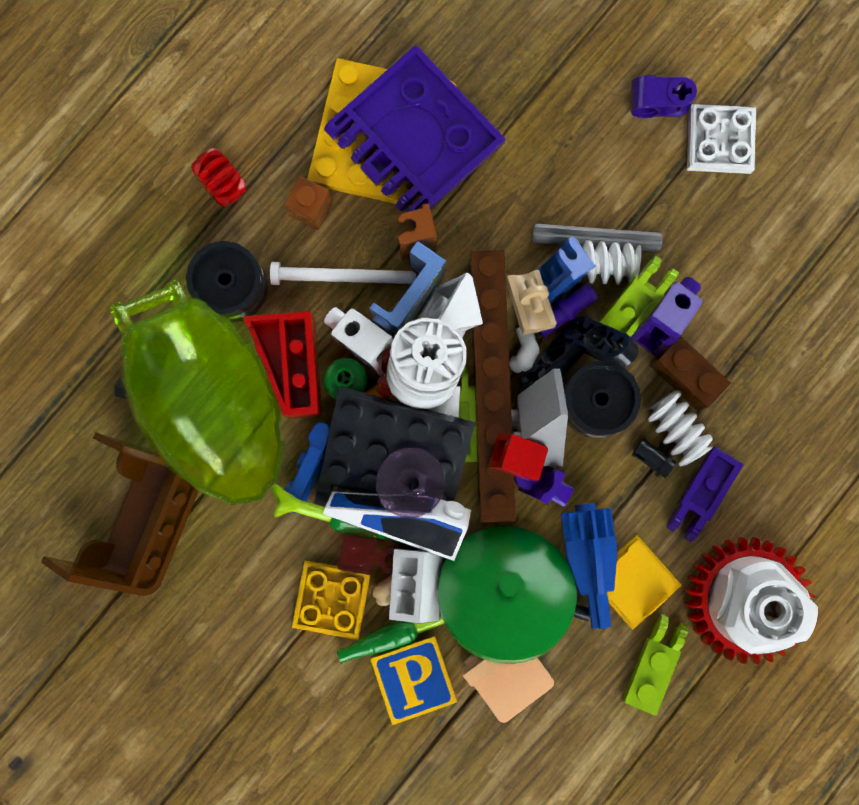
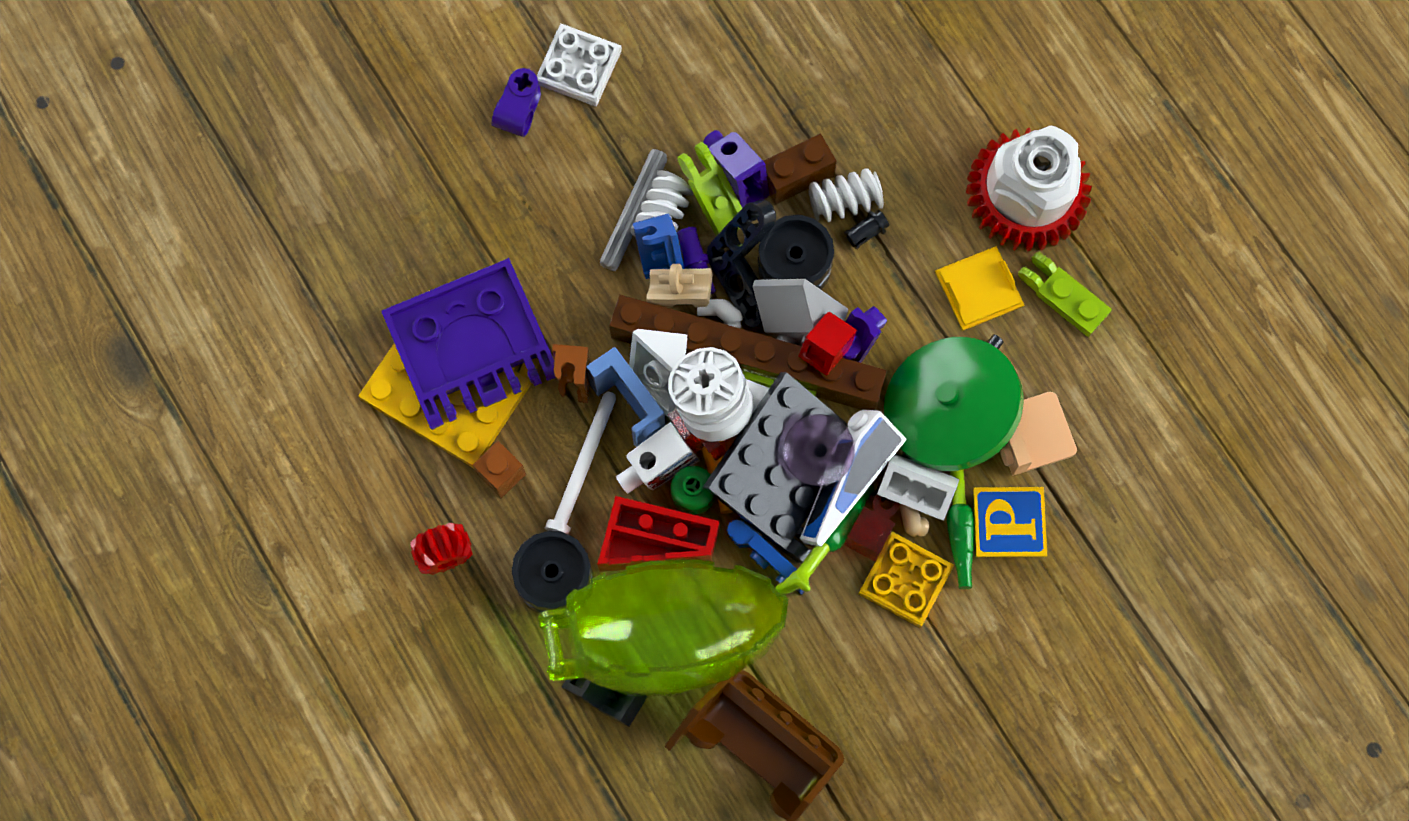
camera: 70 degrees left, 10 degrees down
(592, 557) = (943, 314): blue piece -> none
(705, 491) = (915, 194): dark purple hinge -> none

